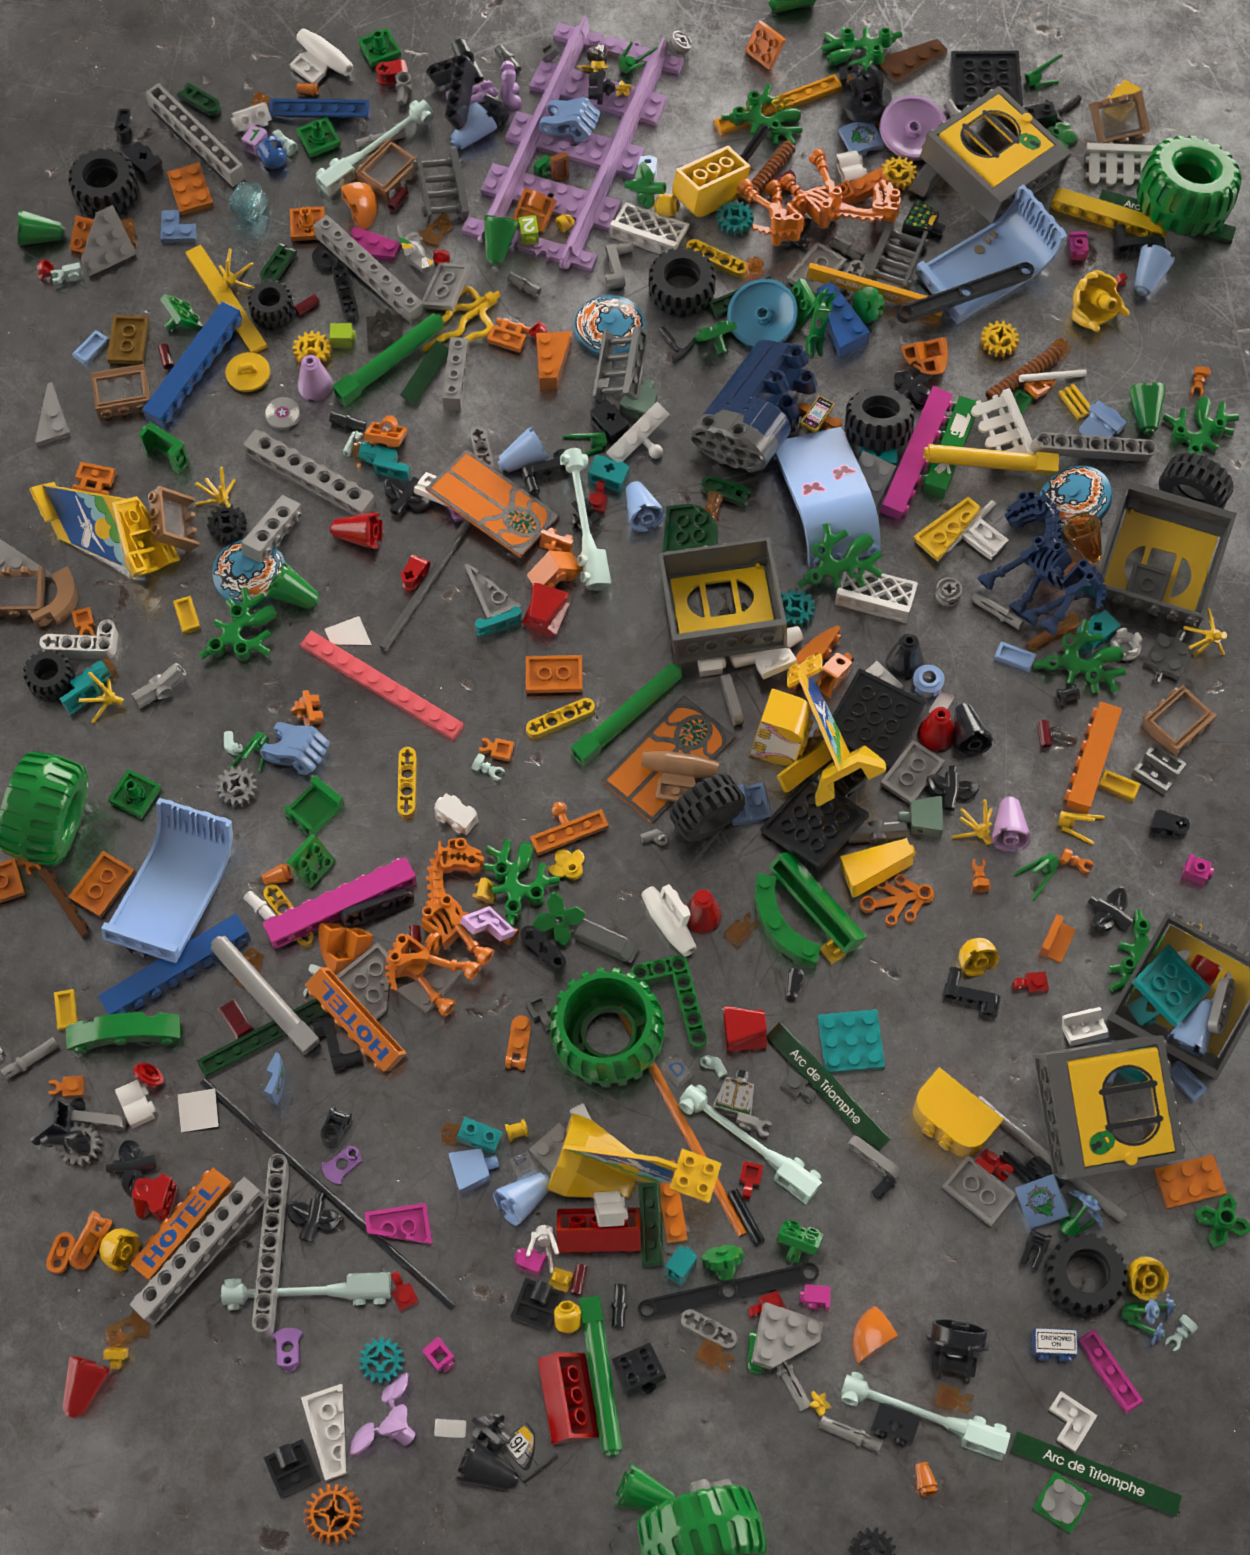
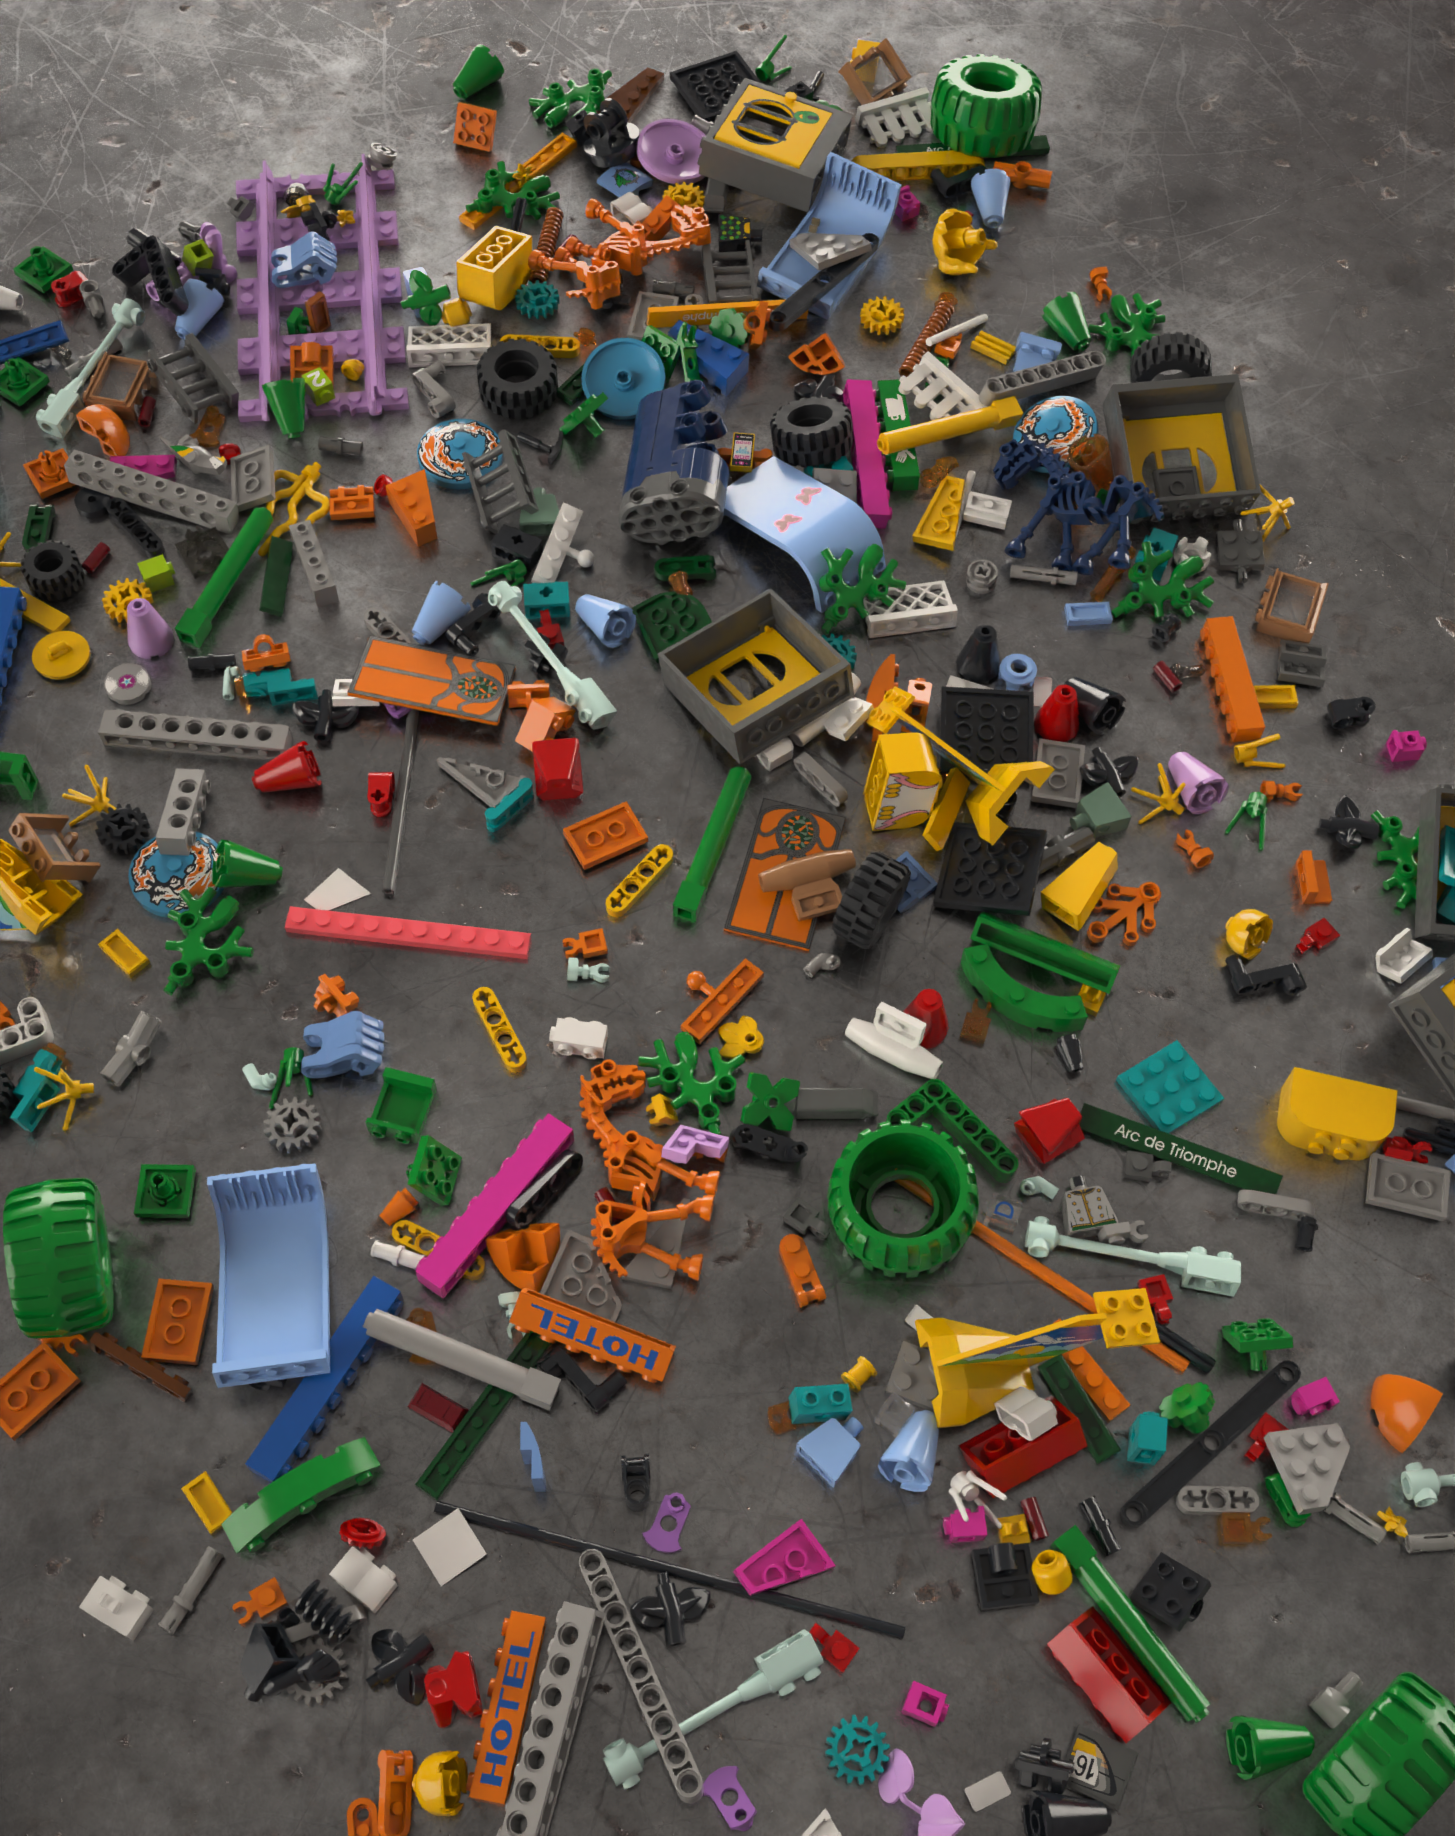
camera: 30 degrees left, 5 degrees down
(98, 1113) = (324, 1616): none -> black piece
(492, 84) = (197, 255): none -> lime brick
(886, 318) = (760, 317): none -> orange plate
(956, 494) = (931, 479): none -> clear orange piece
(986, 265) = (829, 249): none -> light grey plate
(1192, 257) = (1023, 174): none -> orange piece

